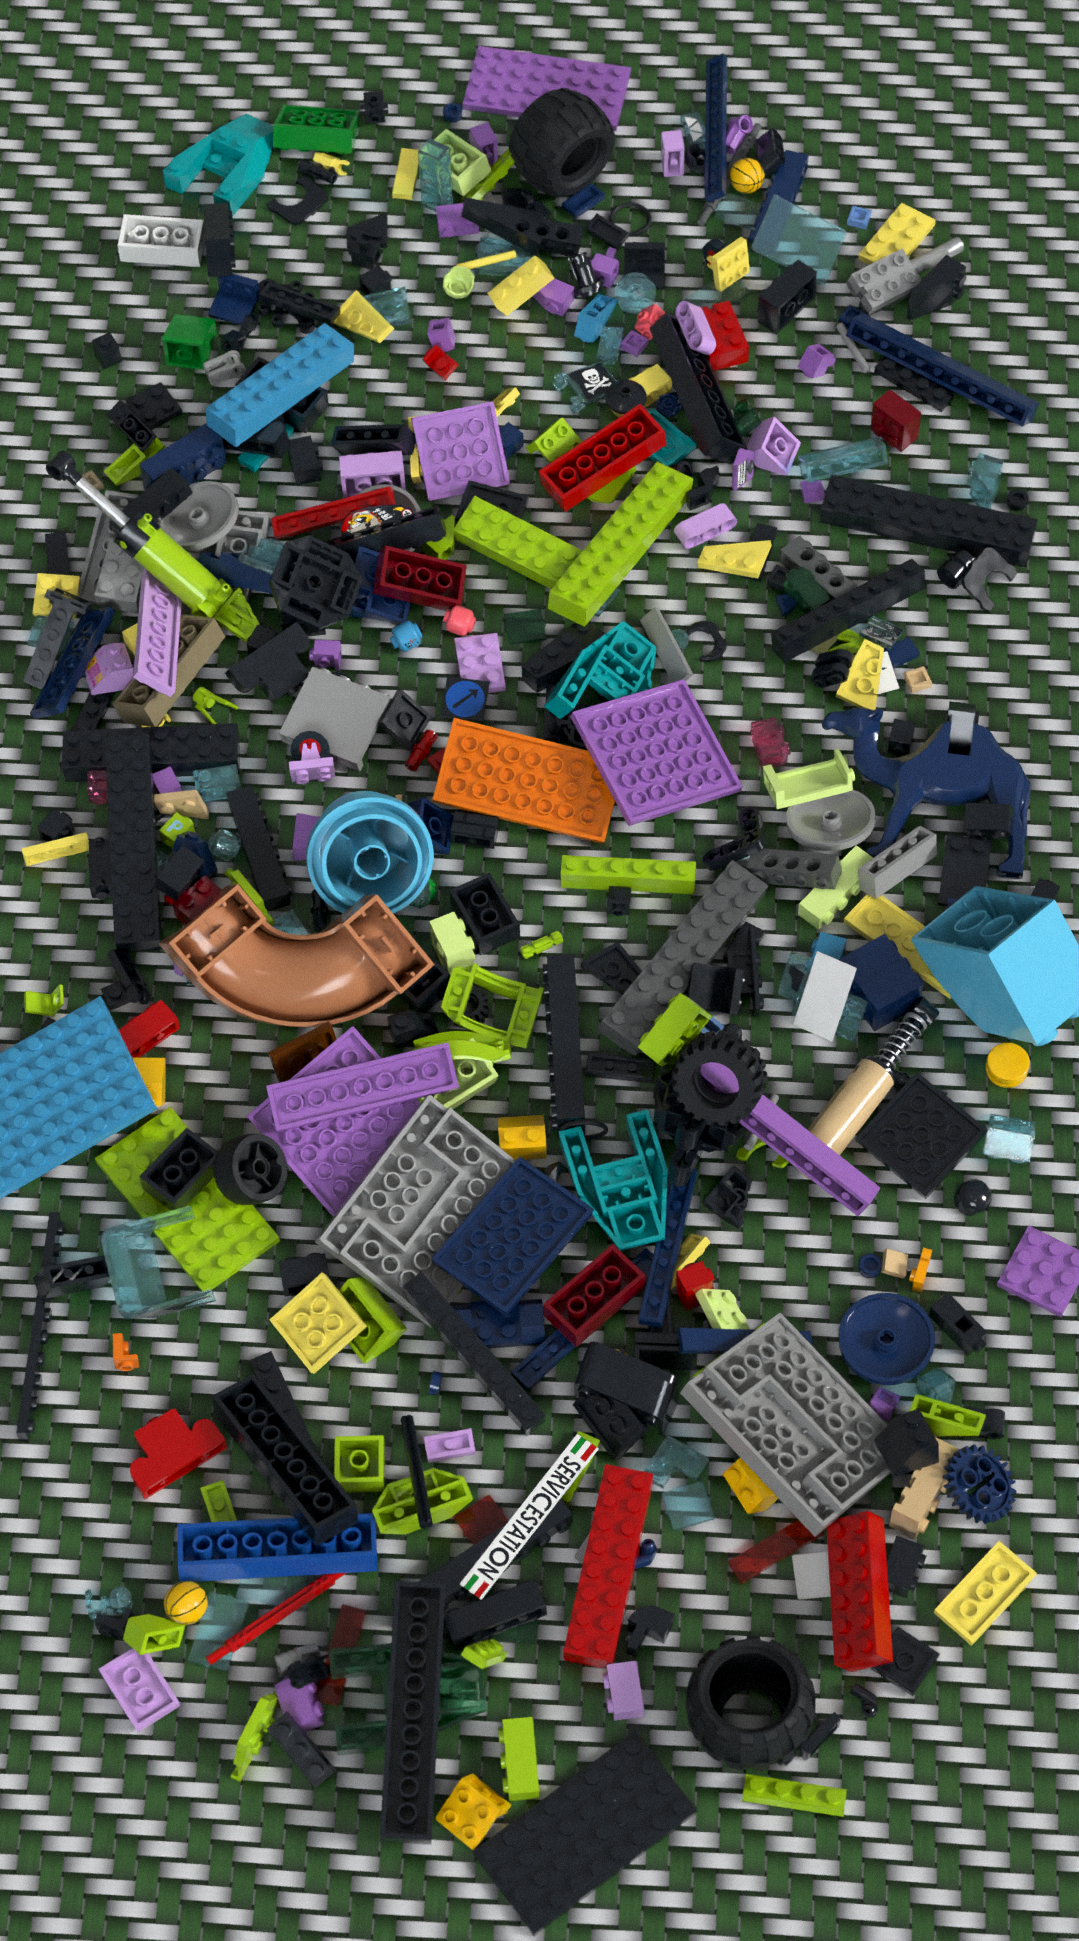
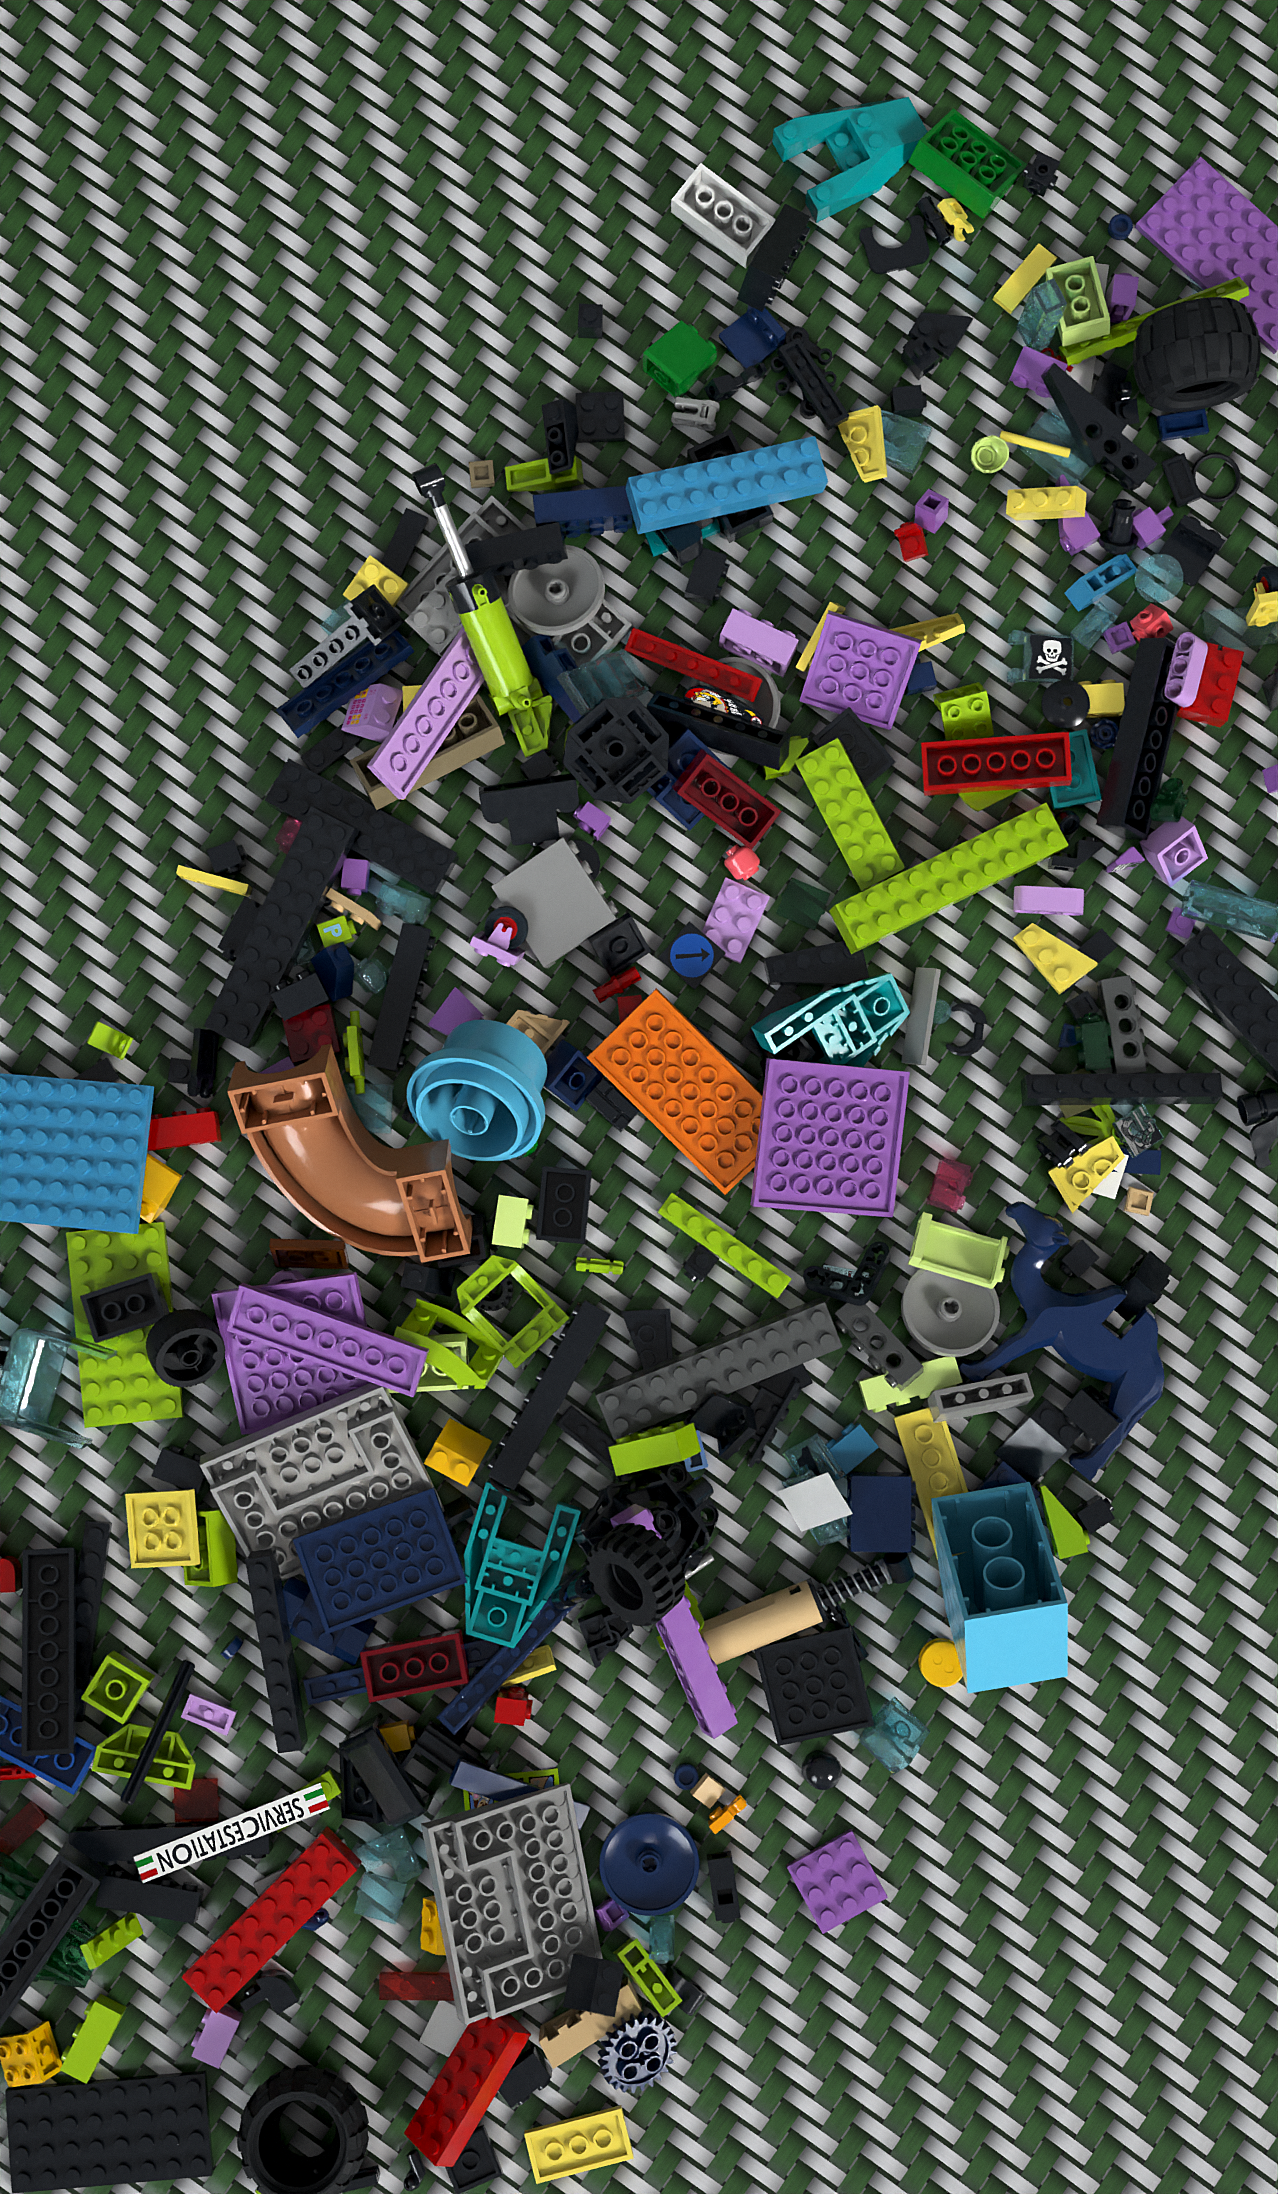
camera: 30 degrees right, 25 degrees up
(205, 698) = (449, 799): lime plant -> none
(373, 439) = (782, 605): black brick -> none
(406, 636) = (680, 847): dark azure head -> none
(721, 1309) = (521, 1747): yellowish green plate -> none

